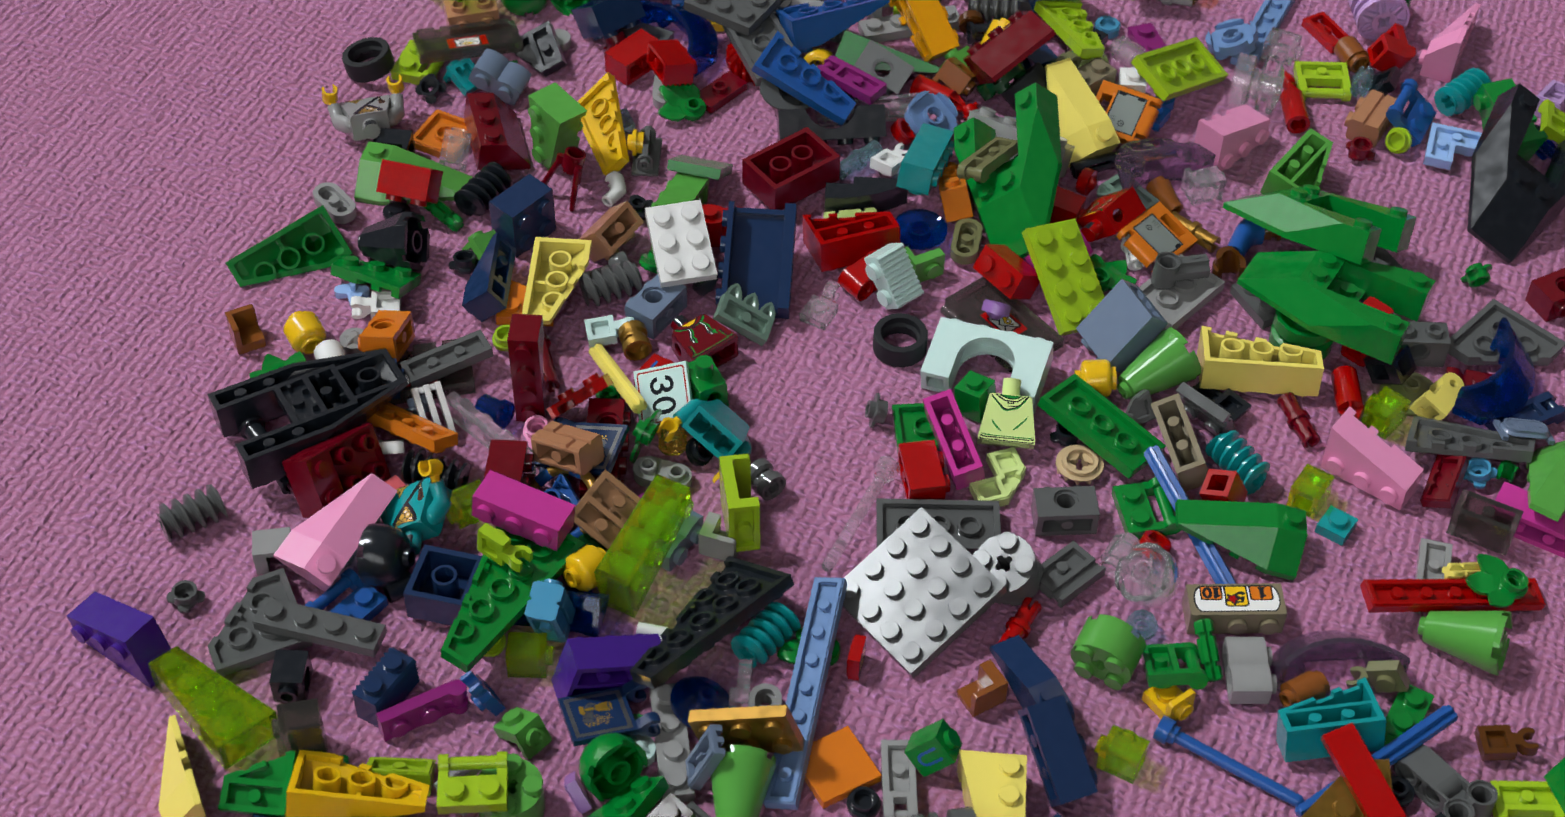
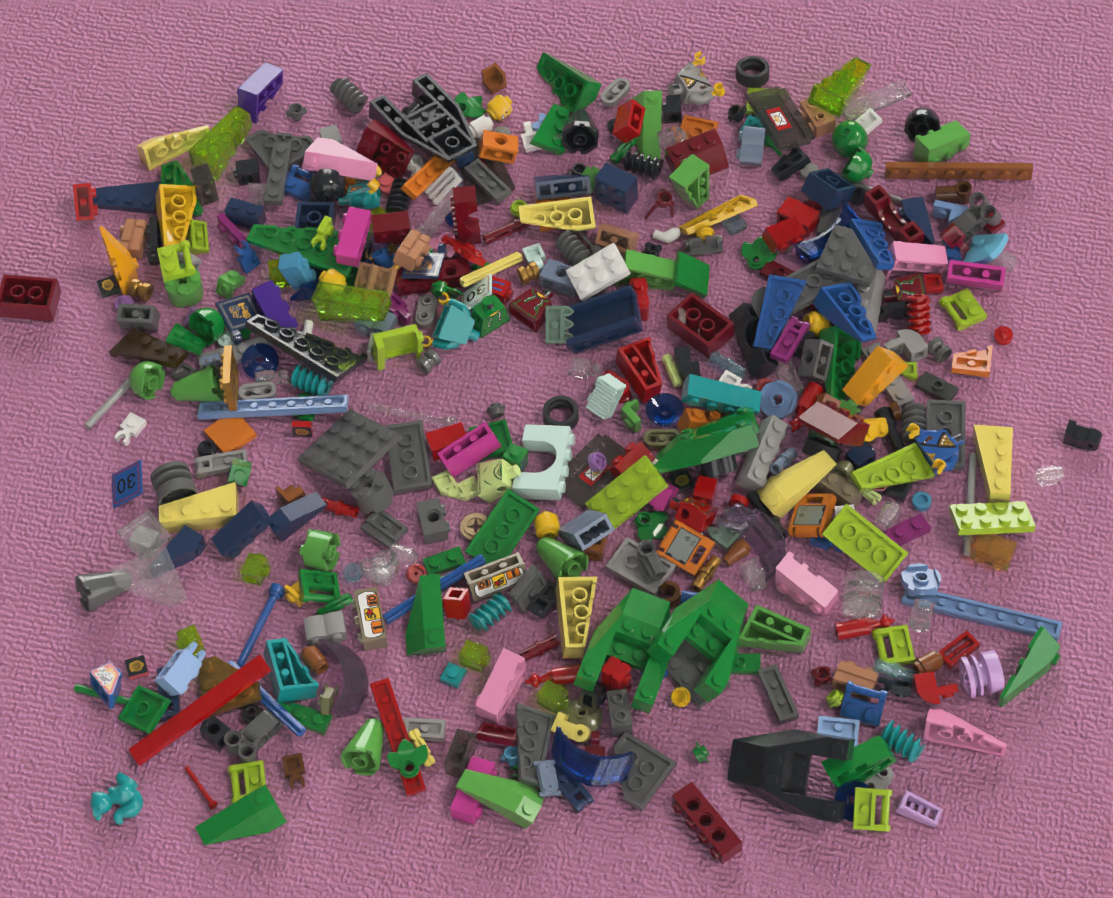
camera: 85 degrees right, 10 degrees up
(349, 667) = (256, 194): none -> clear panel
(987, 159) = (704, 421): olive plate -> none
(1140, 408) = (528, 555): dark grey tile -> none
(1389, 190) = (778, 694): none -> dark grey plate

